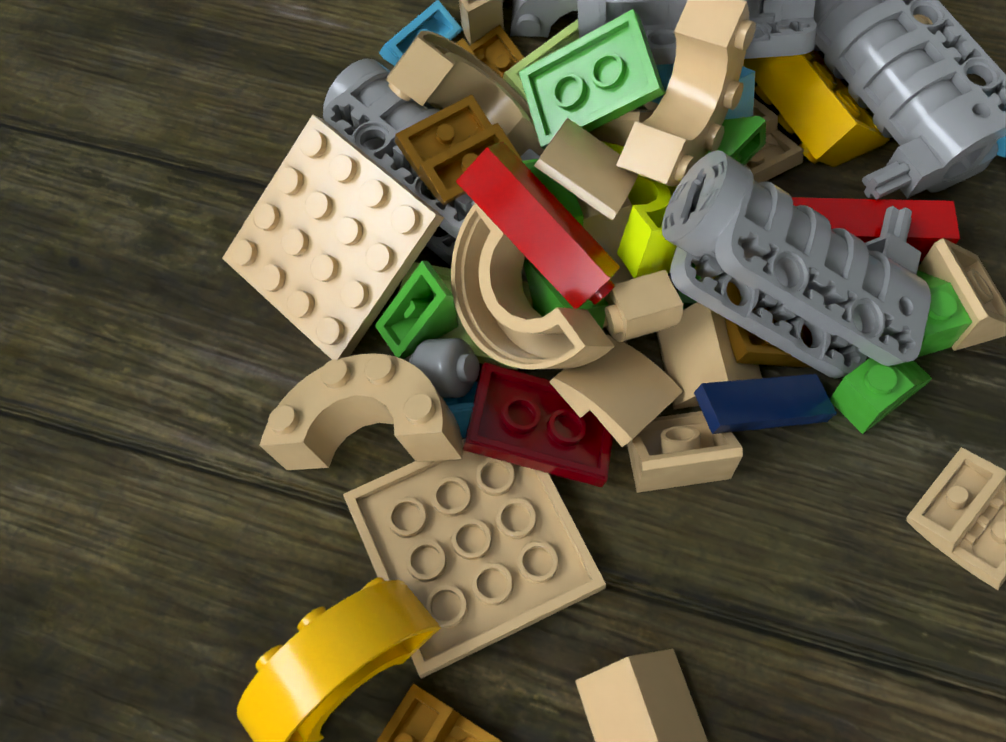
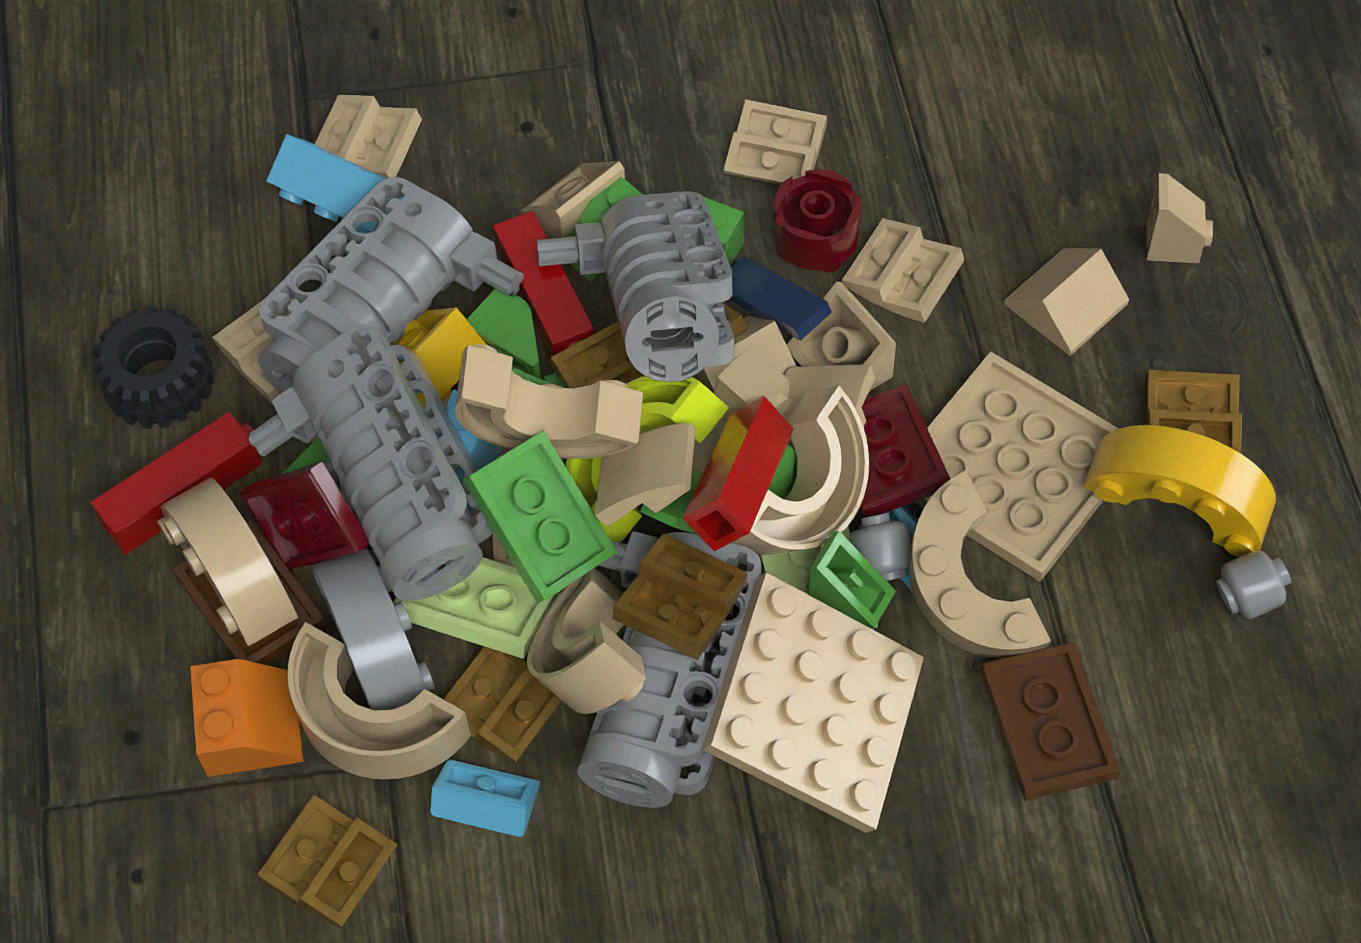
camera: 120 degrees left, 5 degrees down
(208, 429) = (1050, 721): none -> reddish brown plate
(209, 688) = (1253, 584): none -> light grey head
(757, 563) = (903, 270): none -> tan slope
(826, 175) = (508, 327): none -> bright green slope
(868, 472) = (816, 220): none -> dark red brick

